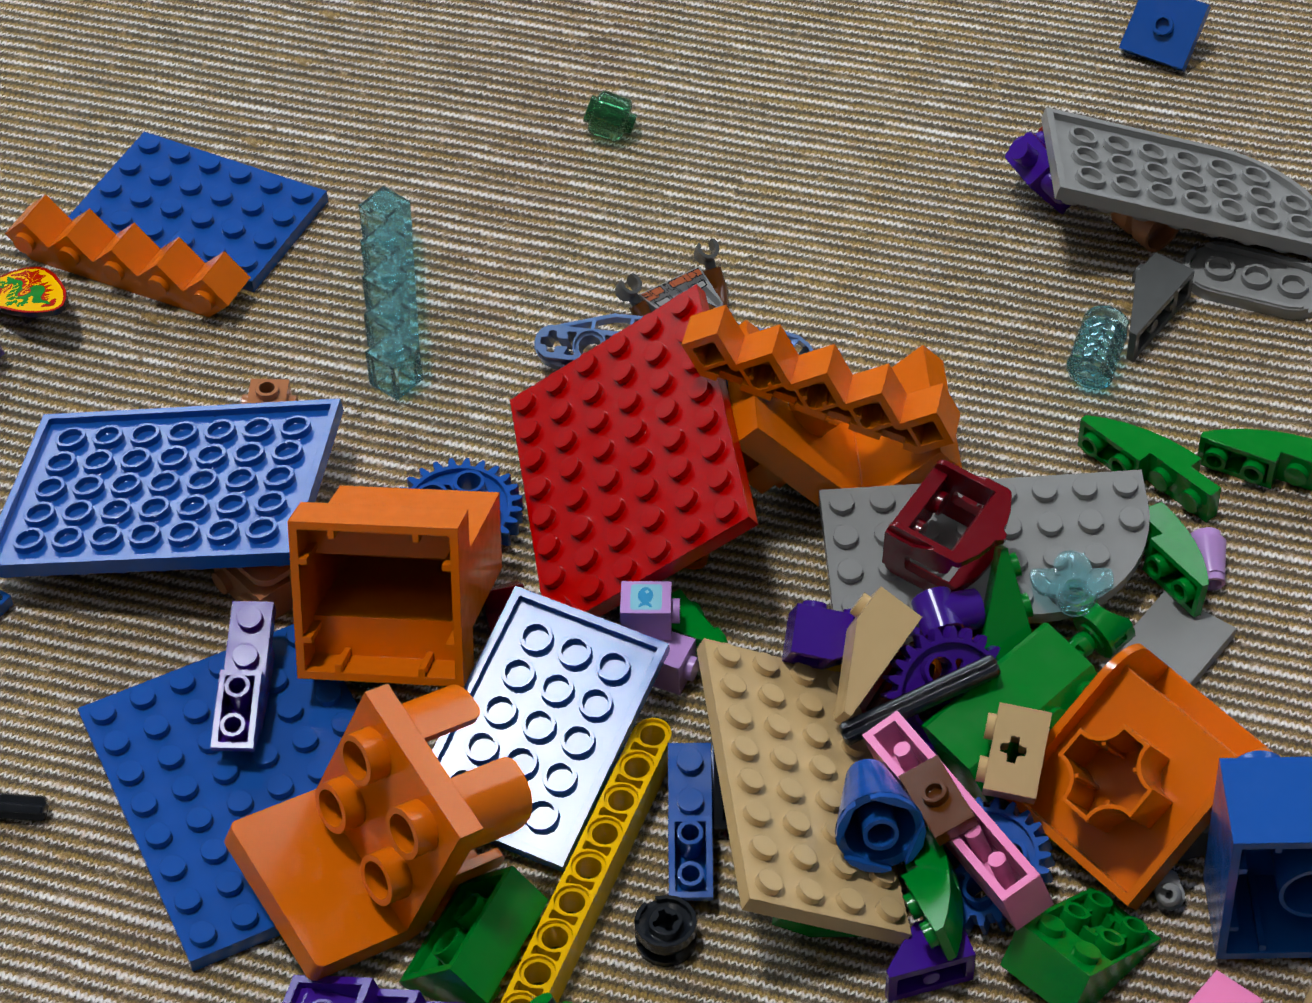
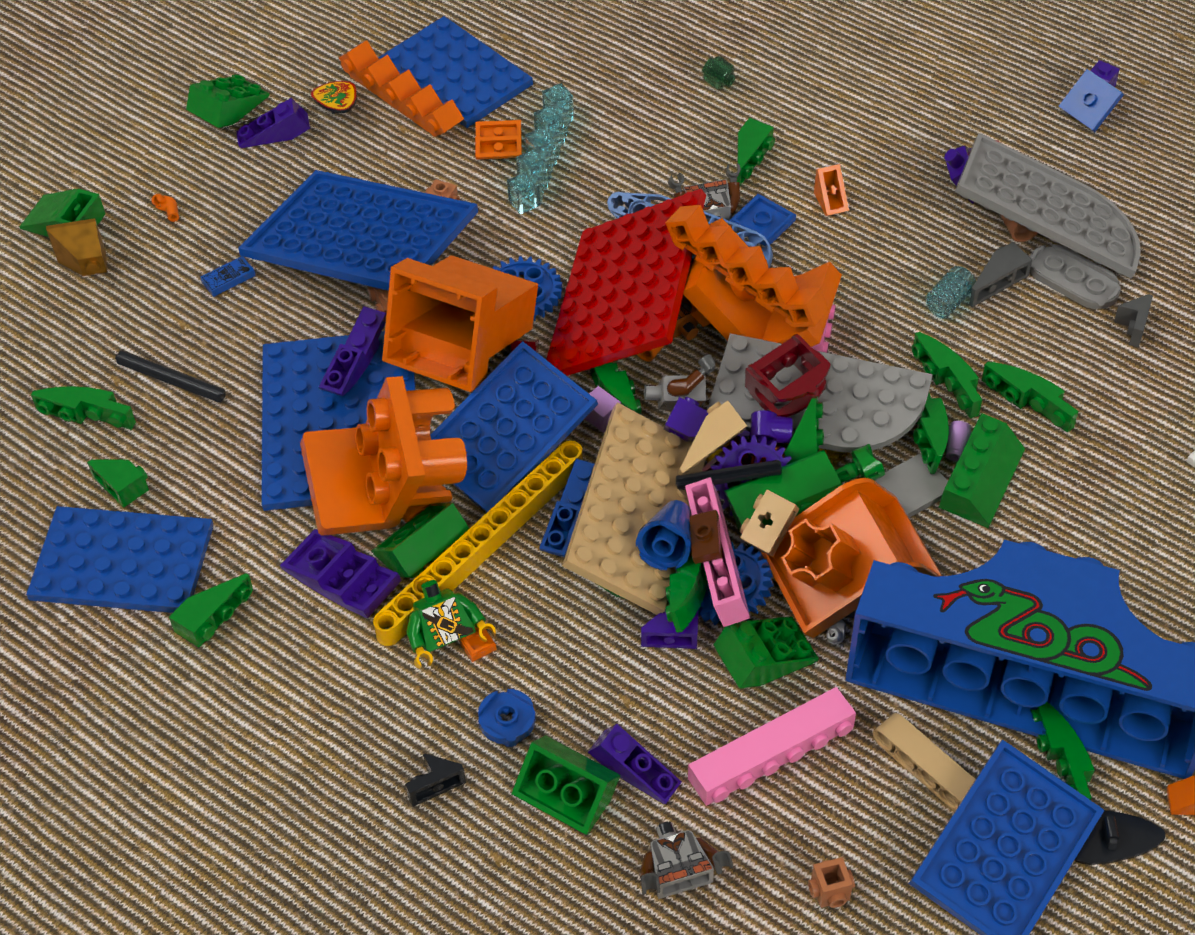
camera: 20 degrees right, 5 degrees up
(314, 296) = (498, 139): none -> orange slope
(649, 608) = (597, 377): lavender brick -> none
(666, 931) = (530, 566): black wheel -> none
(707, 208) = (753, 142): none -> green slope
(773, 596) = (683, 386): none -> torso
(774, 303) = (765, 218): none -> blue plate
(856, 246) = (830, 190): none -> orange slope
(1072, 582) = (856, 431): clear light blue plate -> none
(1266, 593) = (983, 471): none -> green slope

